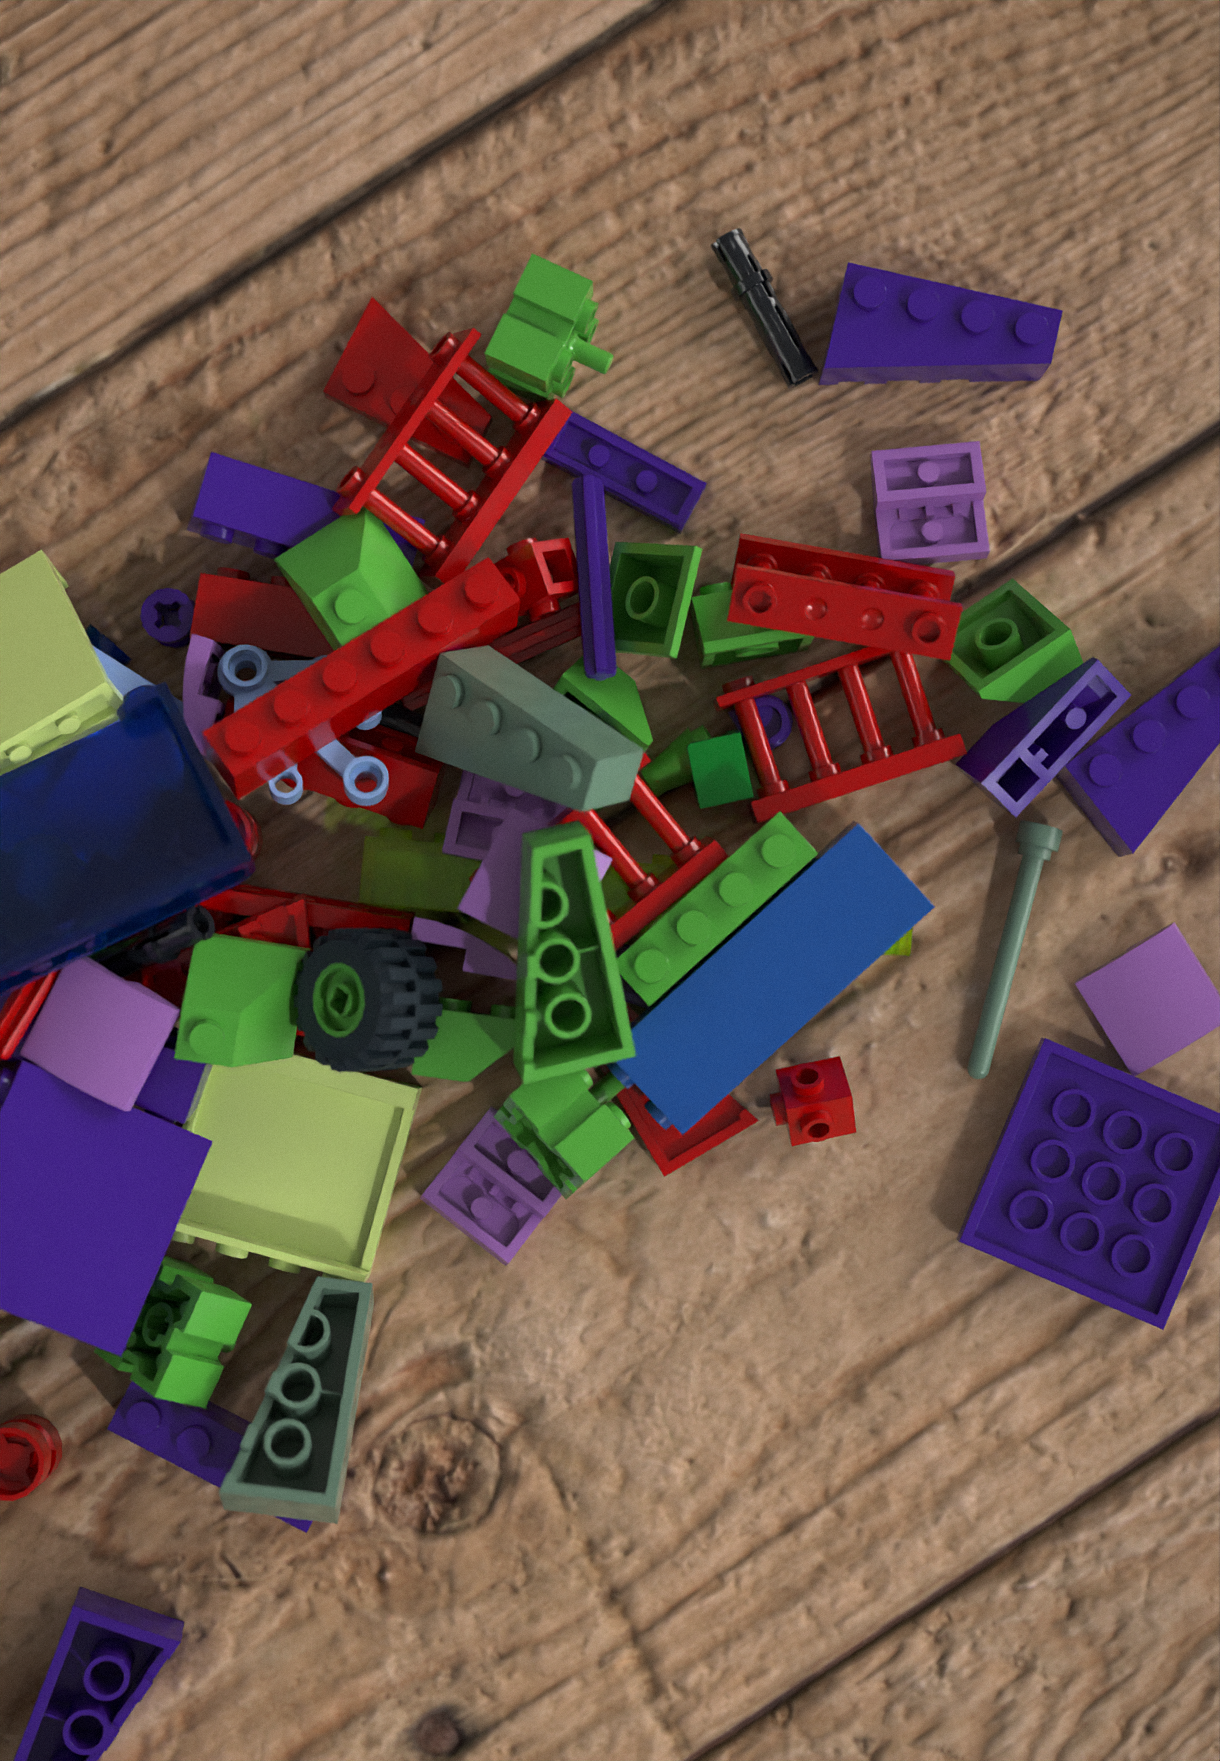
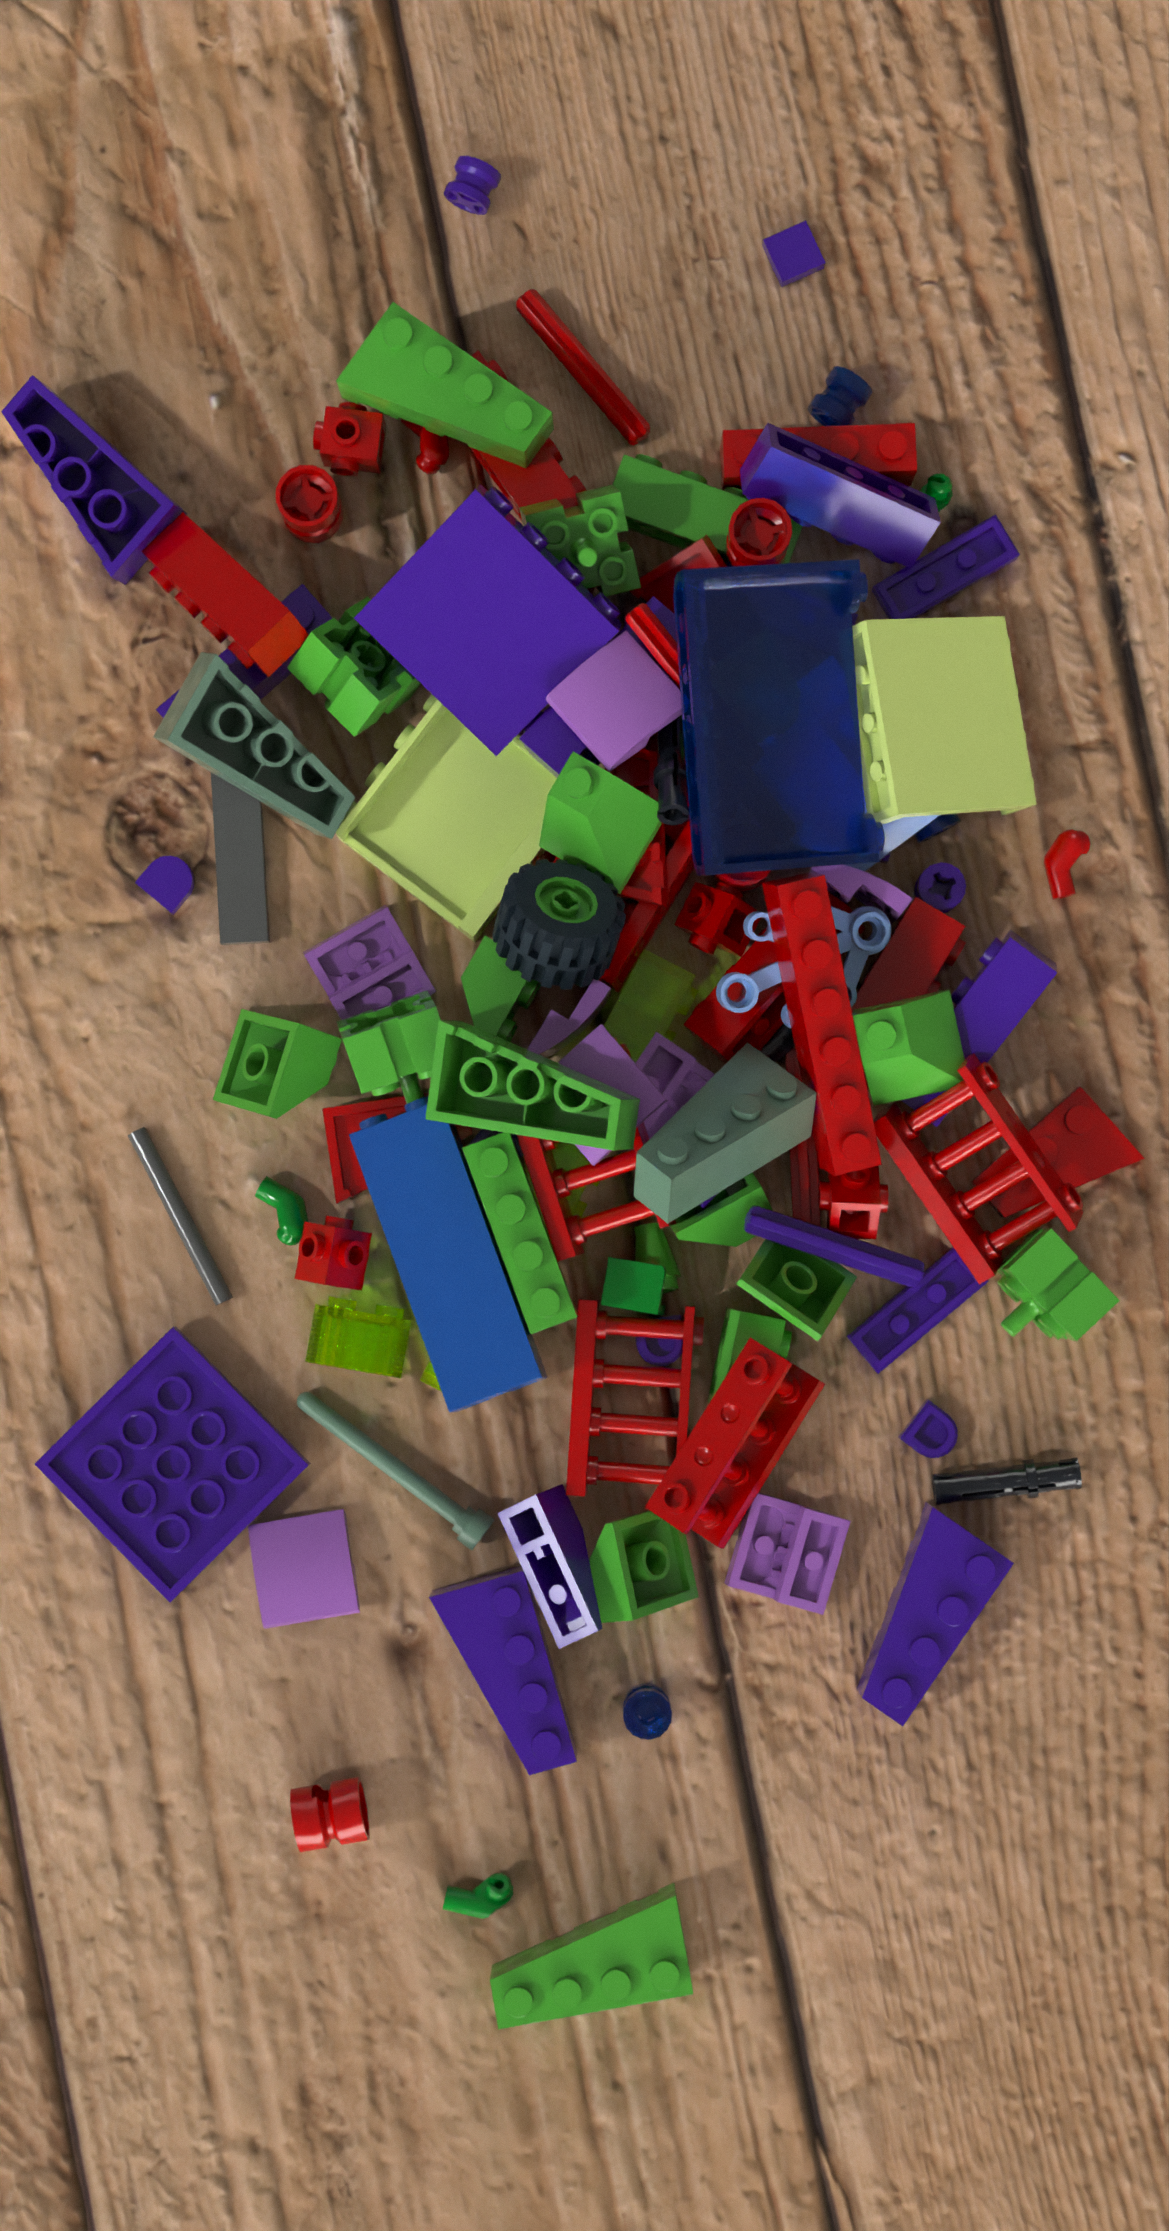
camera: 115 degrees right, 0 degrees up
(91, 505) = (1061, 858): none -> red arm
(150, 1508) = (225, 594): none -> red brick
(296, 848) = (716, 919): none -> red brick
(439, 1372) = (239, 865): none -> dark grey tile
(487, 1442) = (168, 882): none -> dark purple tile
(638, 1246) = (274, 1064): none -> bright green slope
(744, 407) = (930, 1431): none -> dark purple tile
(784, 1167) = (289, 1207): none -> green arm
(838, 1282) = (180, 1216): none -> dark grey bar
(890, 1038) = (360, 1338): none -> clear neon green brick
(1142, 587) = (647, 1702): none -> clear blue wheel

